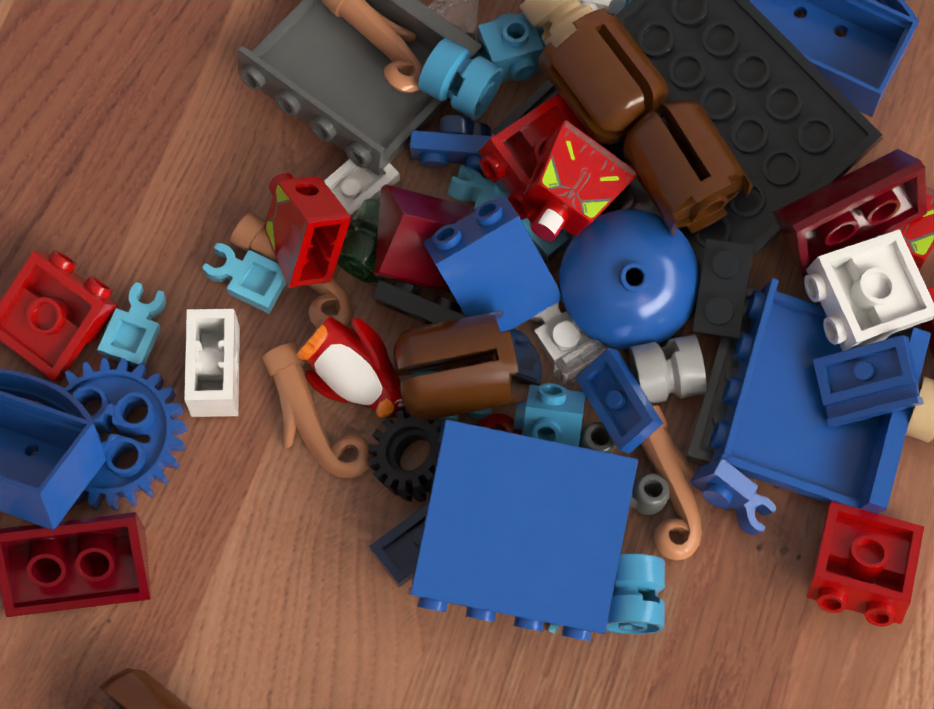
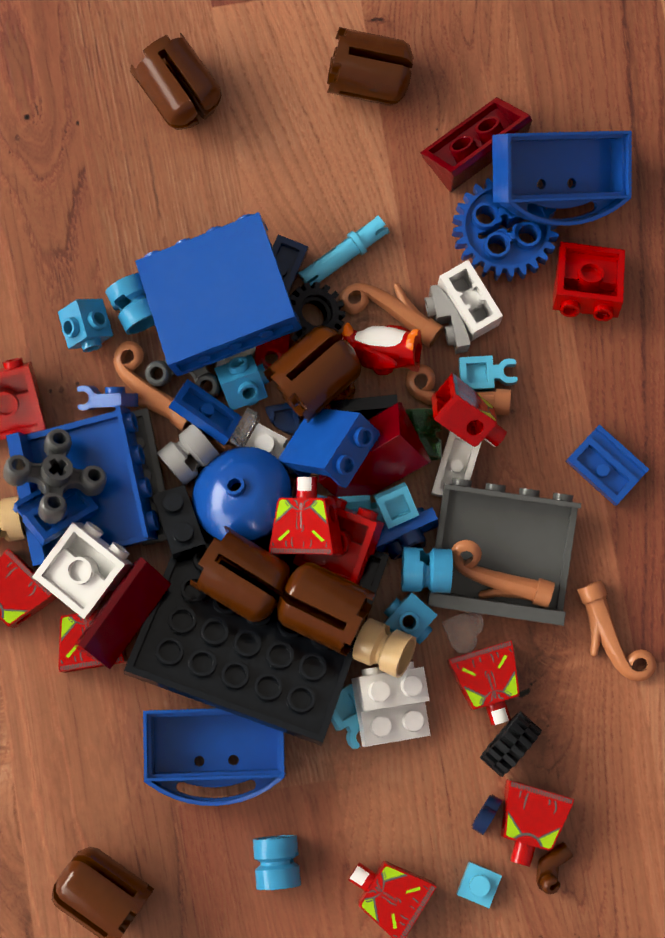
camera: 150 degrees right, 10 degrees up
(132, 332) = (533, 296): medium azure plate -> none
(175, 98) = (607, 465): none -> blue plate
(251, 372) = (444, 312): none -> light grey slope
(327, 518) = (345, 251): none -> medium azure pin
(452, 167) = (396, 505): none -> medium azure plate
(711, 601) = (85, 324): none -> dark azure brick
(864, 421) = (54, 476): none -> dark grey gear

